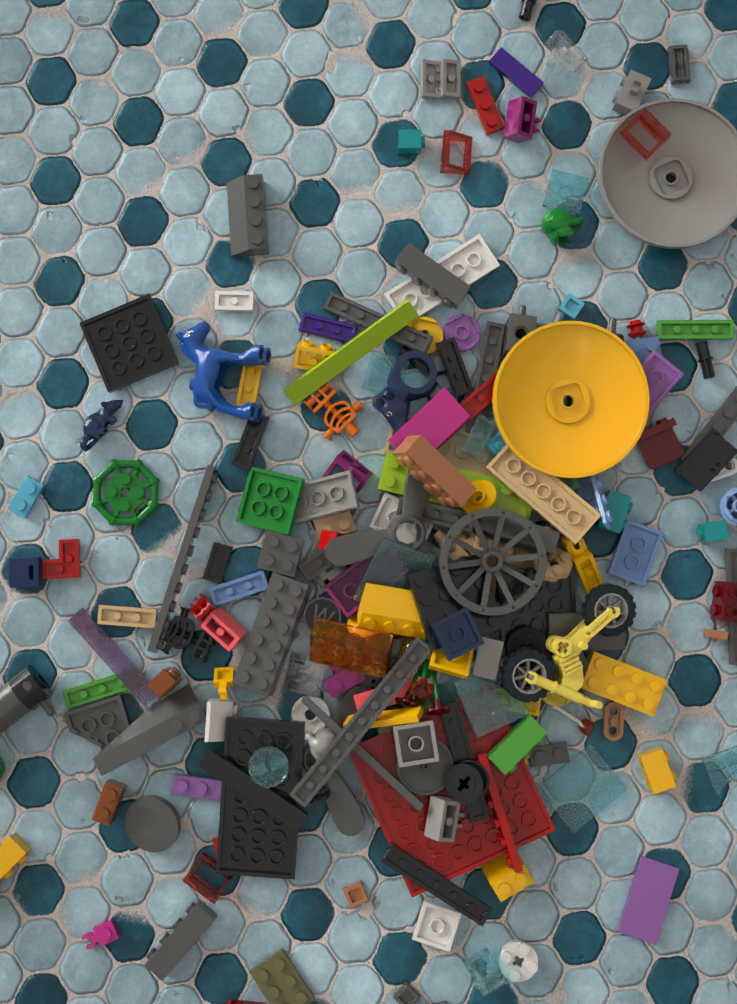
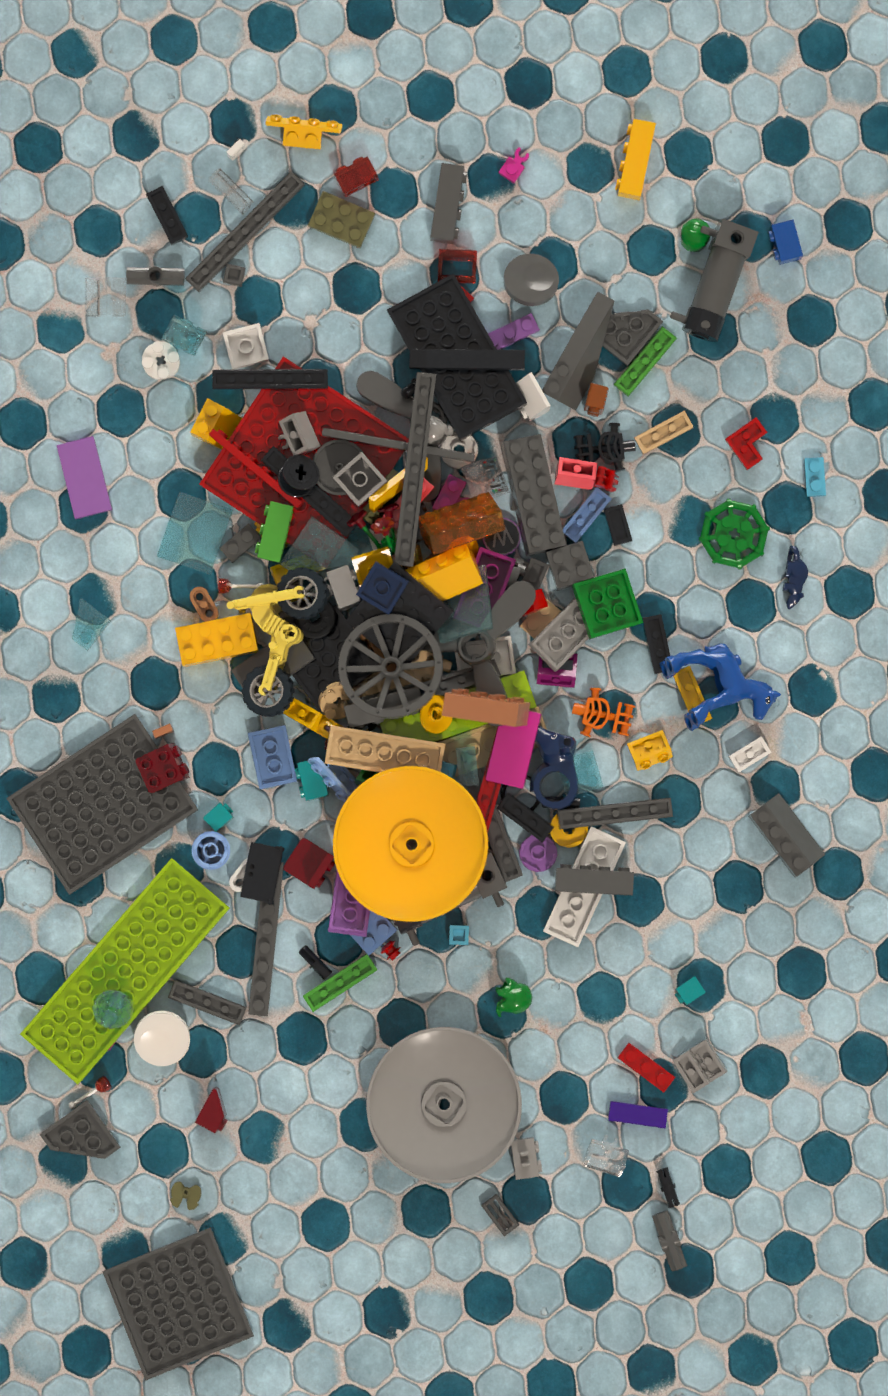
camera: 150 degrees right, 0 degrees up
(22, 571) = (775, 412): dark blue piece -> none
(109, 802) = (578, 274): dark orange brick -> none
(112, 656) = (654, 392): clear purple tile -> none
(129, 343) = (815, 661): black plate -> none
(181, 568) = (645, 501): dark grey plate -> none
(223, 679) = (550, 432): yellow plate -> none
(268, 766) = (467, 385): clear light blue brick -> none
(327, 328) = (655, 783): dark purple tile -> none
(351, 352) = (620, 771): lime tile -> none
(355, 894) = (328, 329): nougat tile -> none
(448, 136) = (653, 1002): clear red tile -> none
(521, 119) = (605, 1070): magenta brick -> none
(565, 191) = (527, 1034): clear light blue plate -> none
(652, 126) = (502, 1133): clear red tile -> none
(656, 770) = (143, 587): yellow brick -> none

